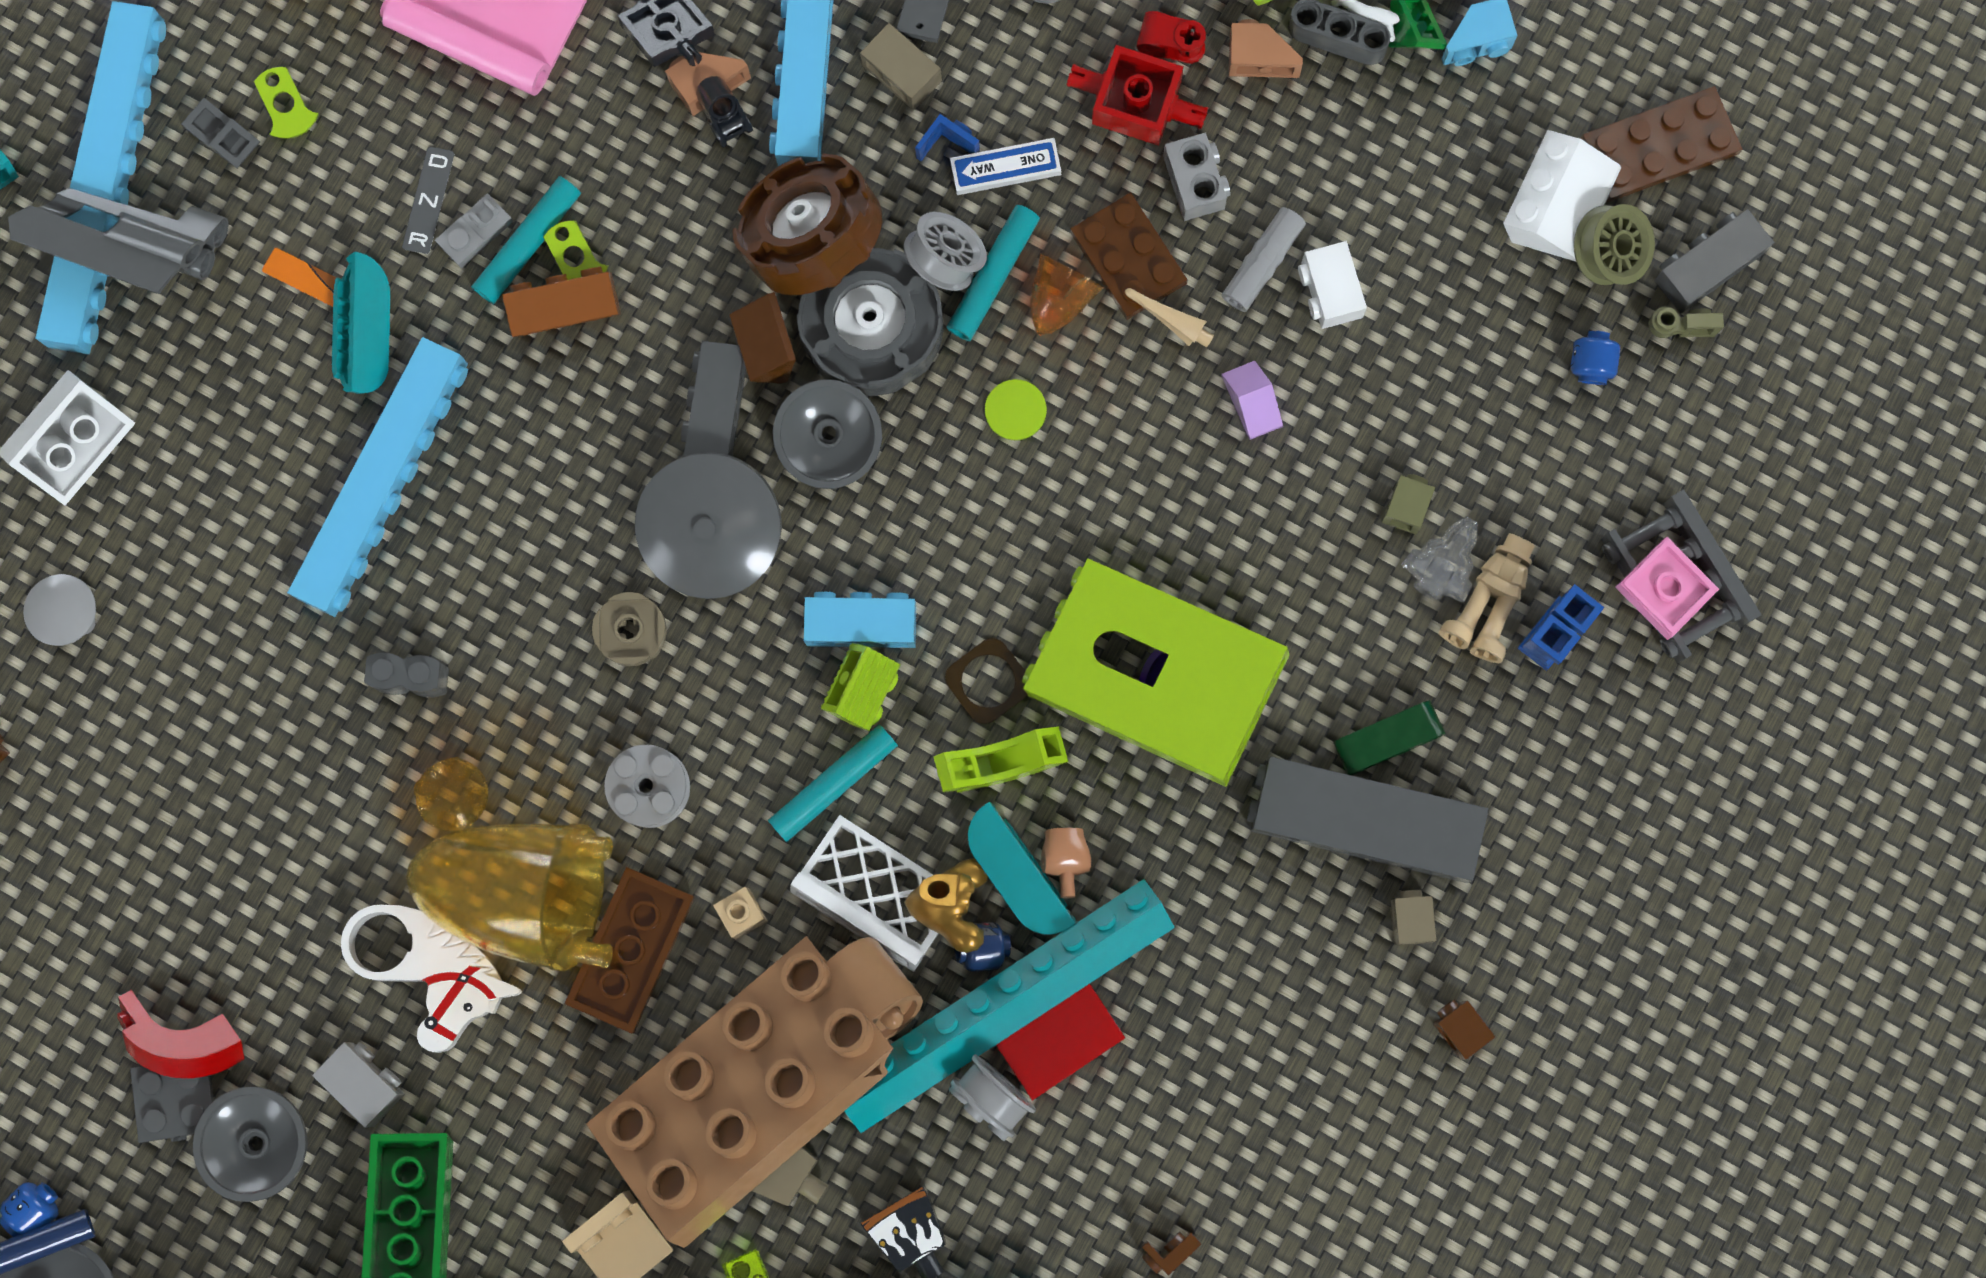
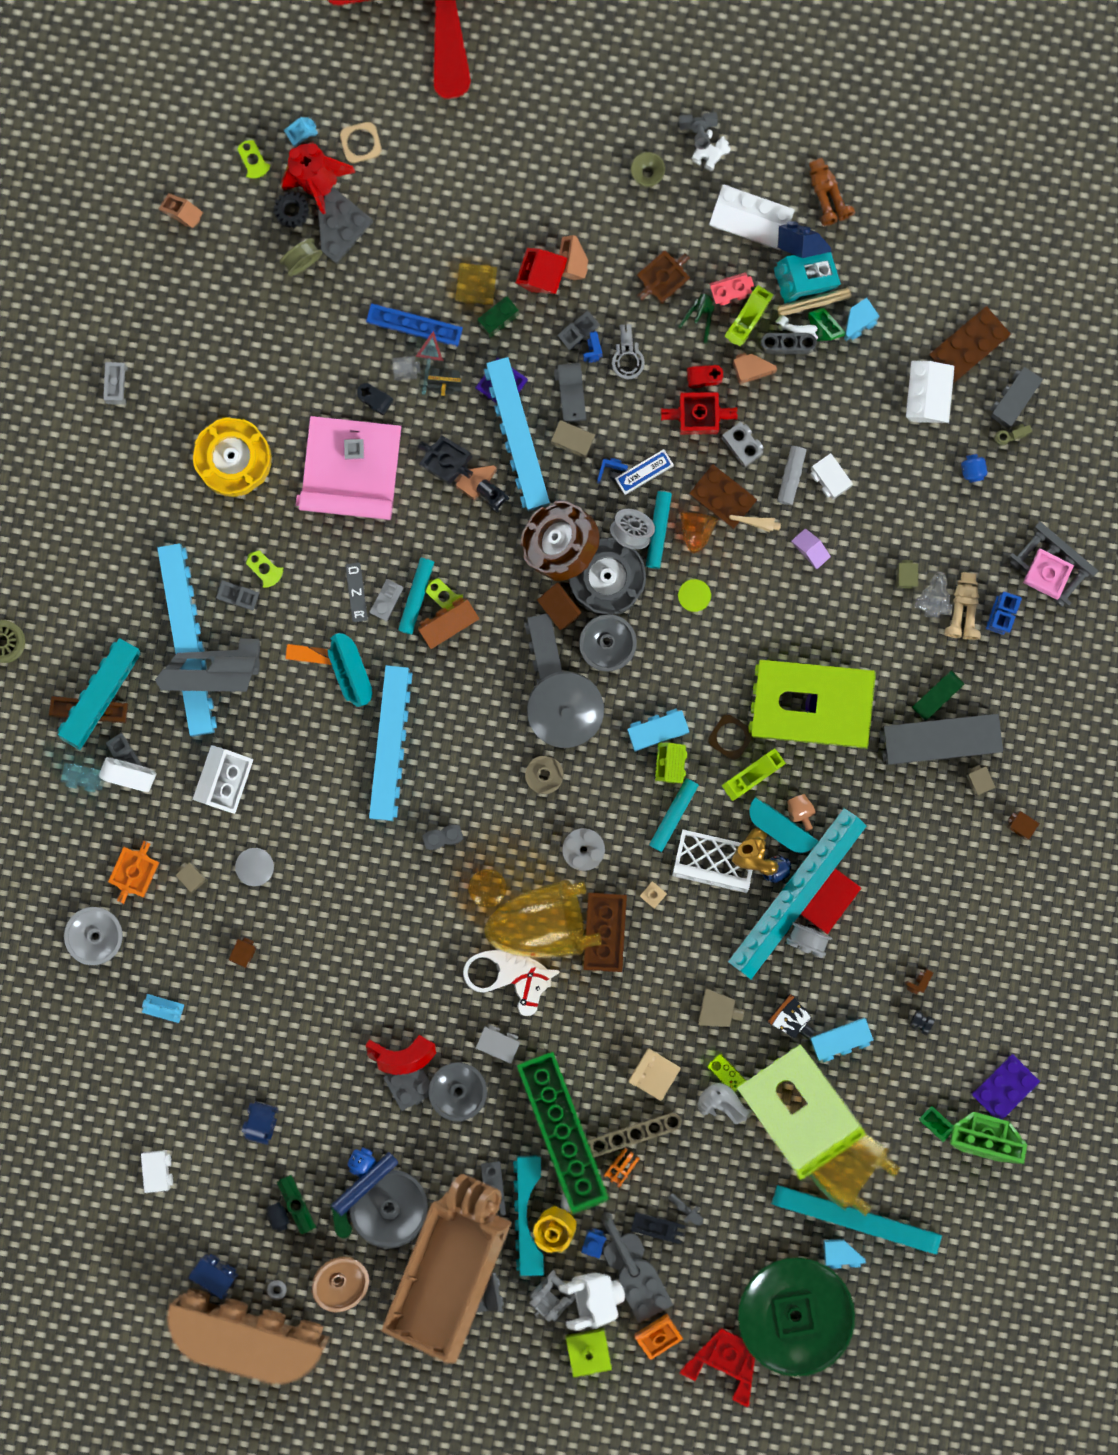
camera: 25 degrees left, 5 degrees up
(756, 1083) = (693, 973): medium nougat plate -> none
(1614, 244) = (964, 408): olive wheel -> none

